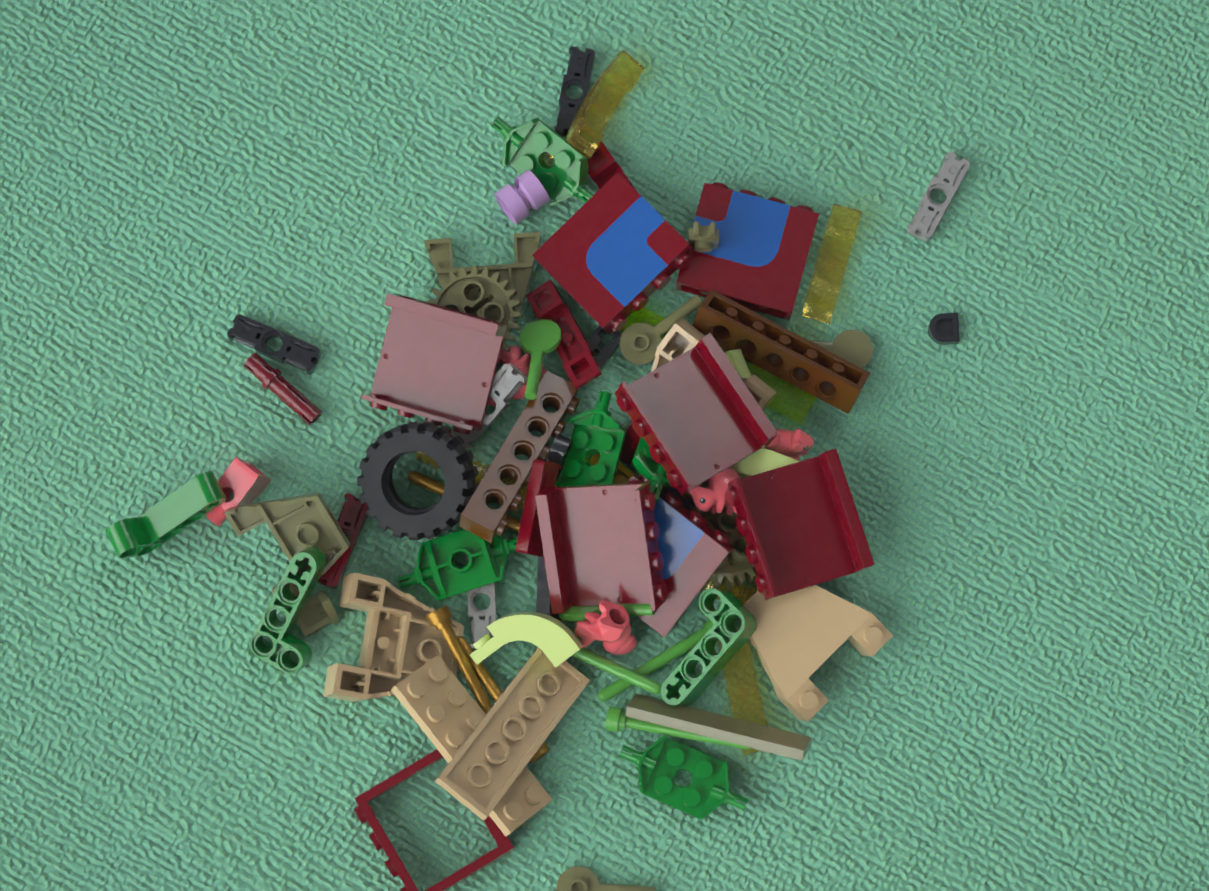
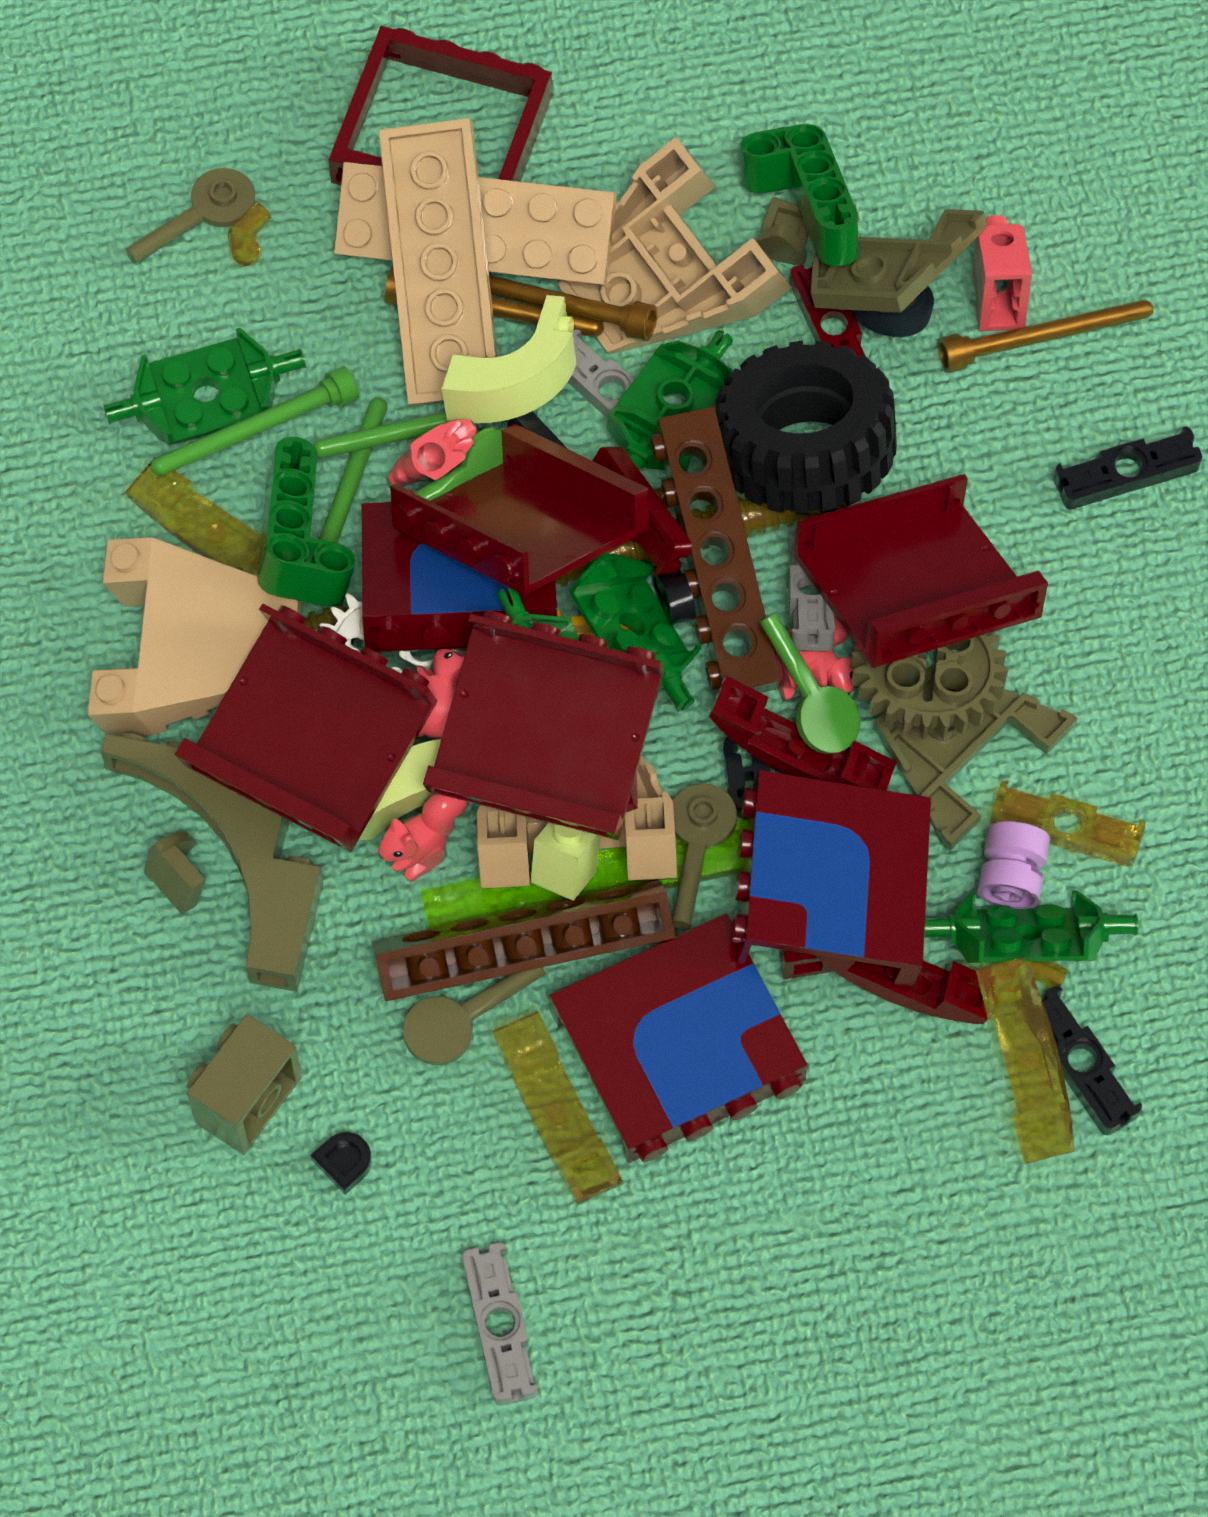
camera: 140 degrees right, 10 degrees down
(167, 518) = (1046, 165): green beam -> none
(272, 380) = (1122, 425): dark red pin -> none
(295, 471) = (959, 351): none -> pearl gold piece
(486, 216) = (1097, 837): none -> clear yellow piece
(589, 852) = (243, 236): none -> clear yellow arm
(703, 237) = (739, 976): olive plate -> none
(719, 727) = (202, 454): olive tile -> none
(870, 475) = (279, 891): none -> olive arch
(912, 530) = (173, 872): none -> olive tile
(967, 390) = (243, 1083): none -> olive brick

